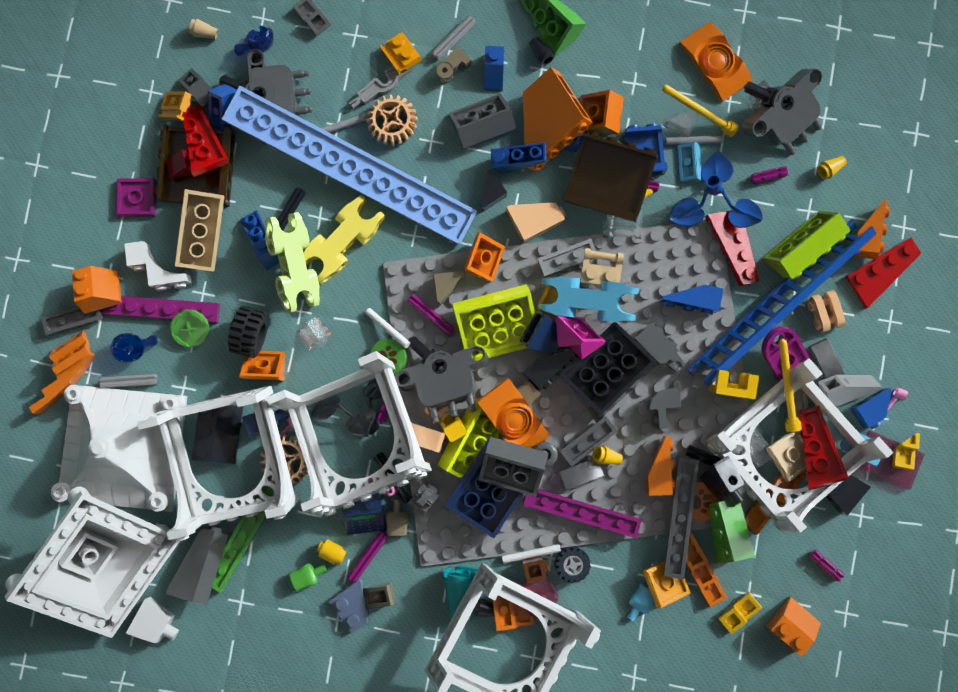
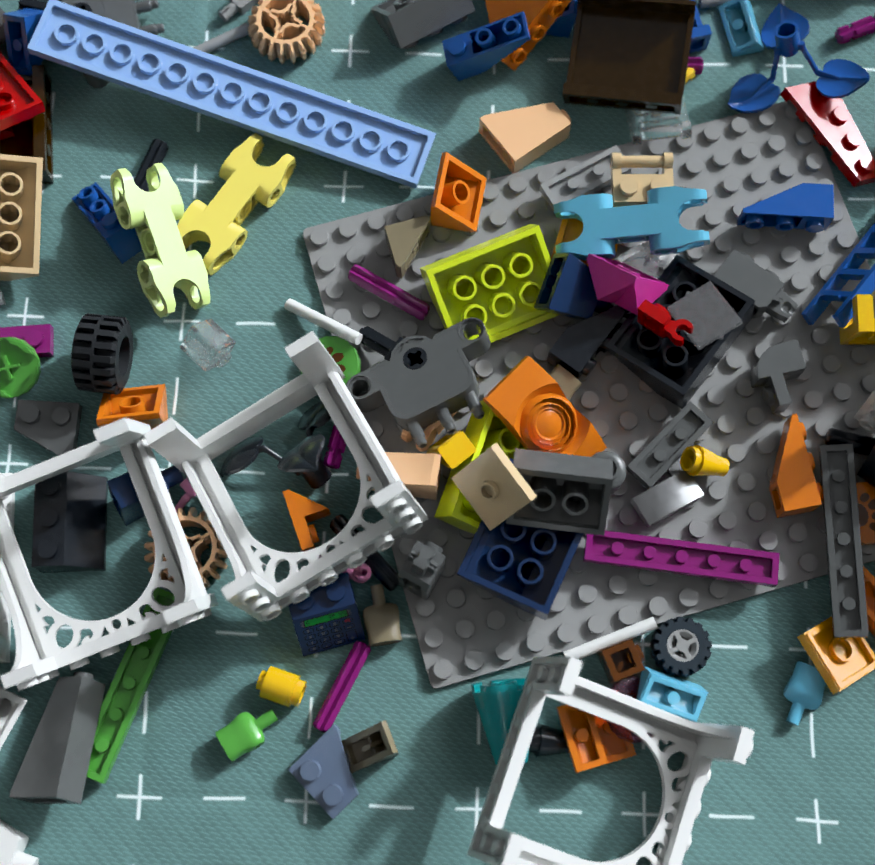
camera: 10 degrees left, 10 degrees down
(211, 368) = (49, 424): none -> dark grey wing
(357, 447) = (302, 512): none -> orange slope
(473, 460) = (493, 486): none -> tan plate
(493, 191) = (457, 104): black slope -> none
(561, 591) = (671, 694): none -> medium azure slope
(593, 365) = (659, 321): none -> red plate
(623, 365) = (708, 314): none -> clear piece

